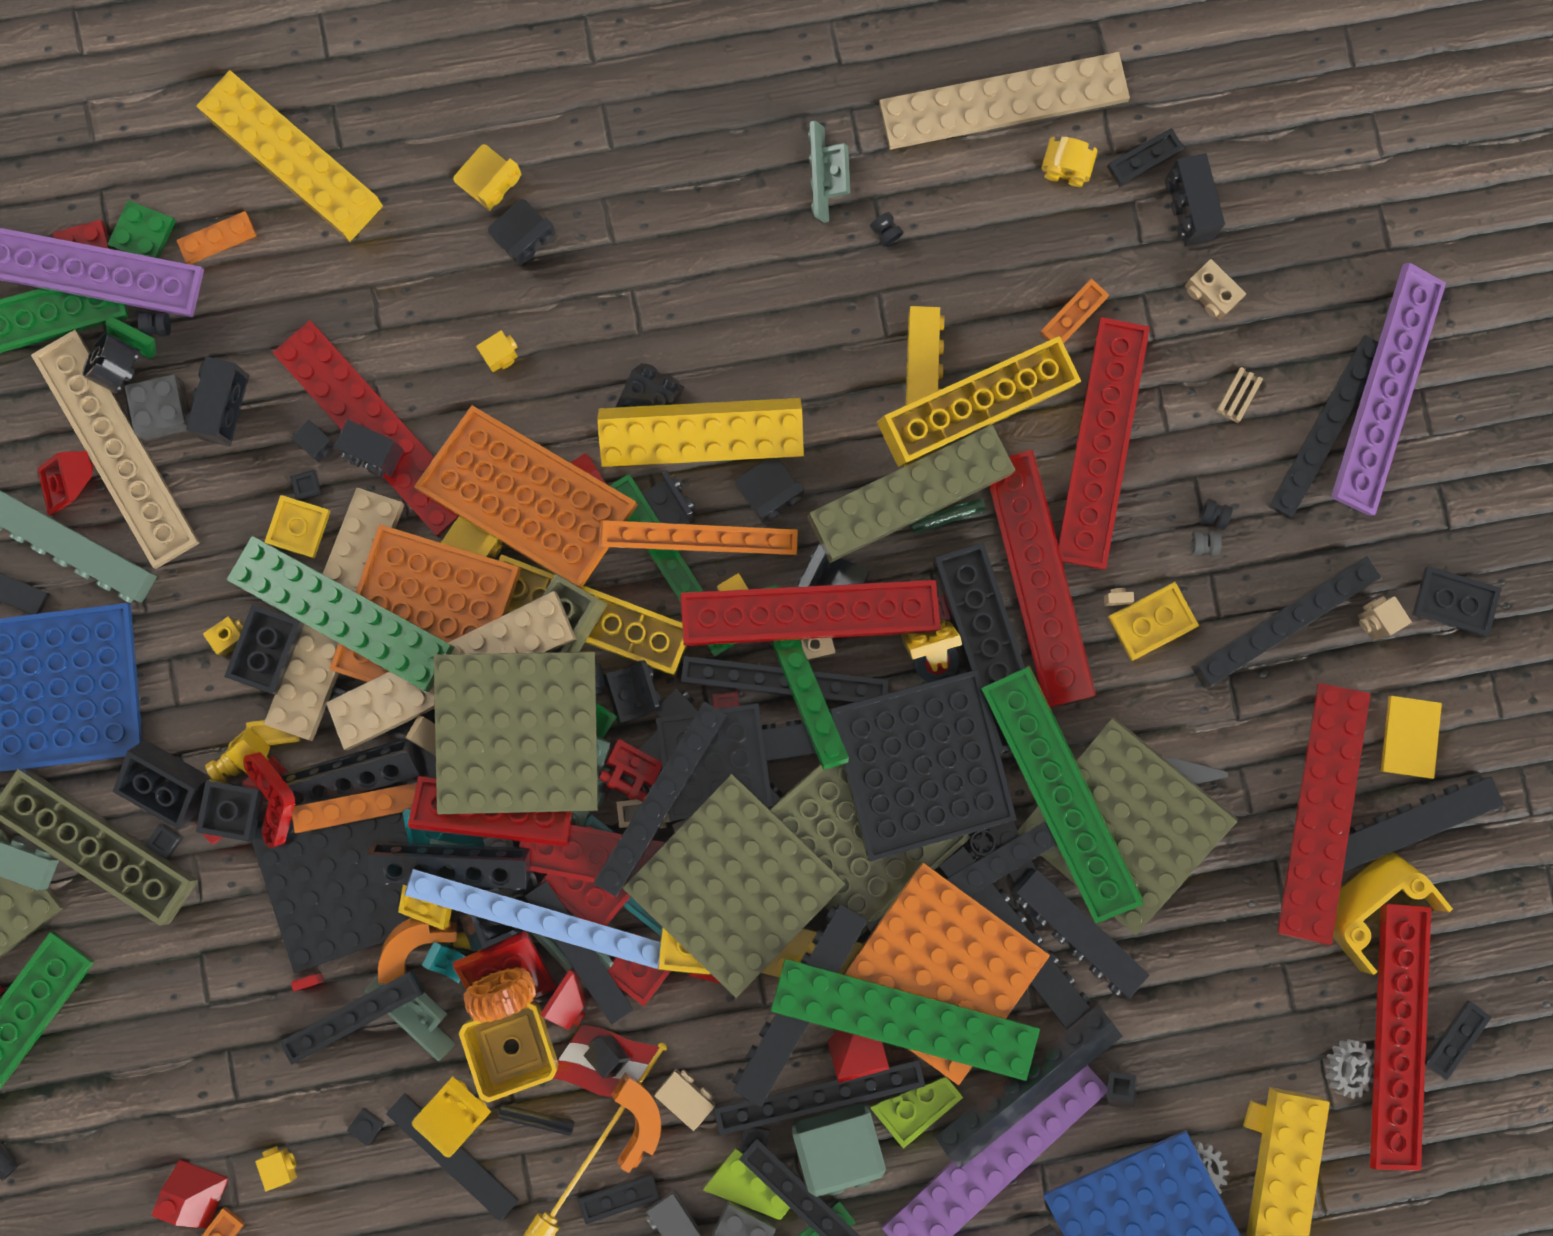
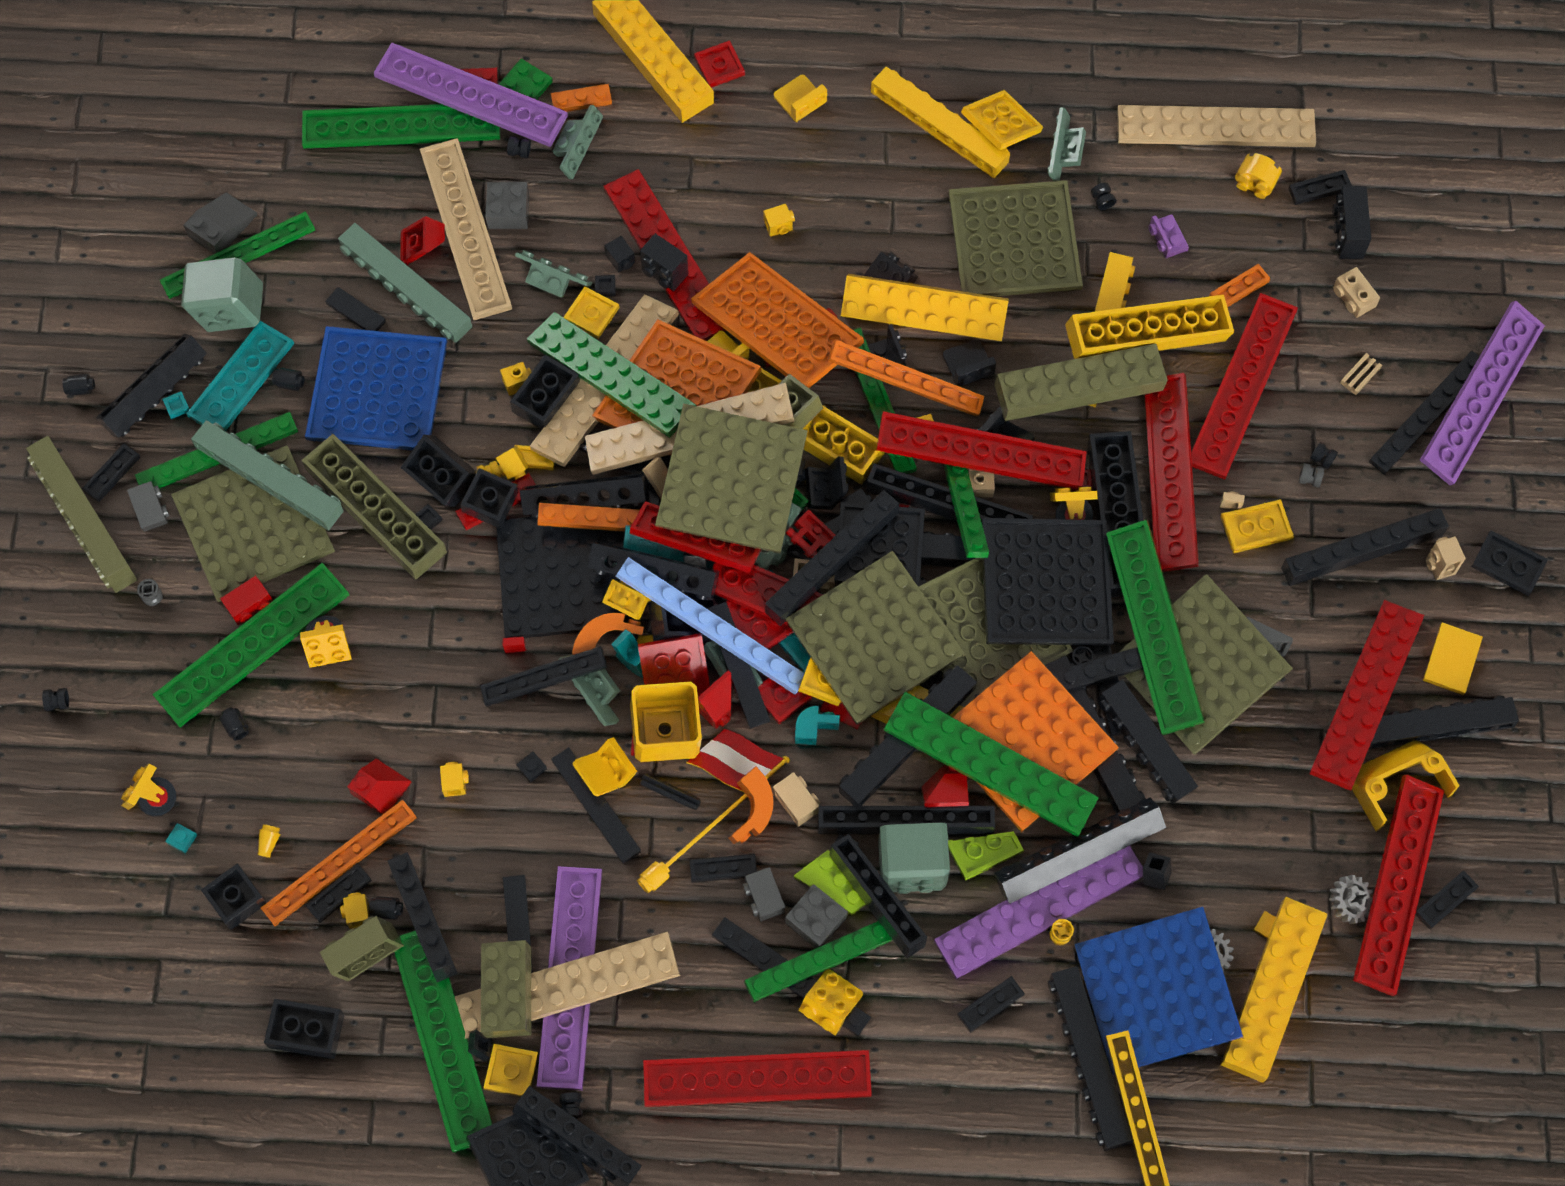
camera: 15 degrees right, 15 degrees down
(78, 1032) = (325, 642): none -> yellow plate
(110, 362) = (481, 163): black brick -> none
(132, 336) = (498, 152): green tile -> none
(217, 401) = (554, 208): black brick -> none
(223, 298) = (576, 139): none -> sand green bracket
(235, 489) = (548, 276): none -> sand green bracket
(277, 793) = (532, 498): red beam -> none
(377, 153) = (719, 64): none -> red plate
(499, 994) = (670, 672): orange gear -> none
(521, 231) = (817, 140): black bracket -> none
(606, 1056) = (741, 750): black brick -> none
(666, 172) = (939, 121): none -> yellow brick
(678, 999) = (810, 721): none -> teal brick
(742, 155) = (1002, 119): none -> yellow plate
(791, 310) = (1015, 239): none -> olive plate
(949, 515) = (1106, 412): clear green pin -> none
(975, 263) = (1168, 235): none -> medium lavender bracket
(1029, 1190) = (1063, 928): none -> yellow wheel

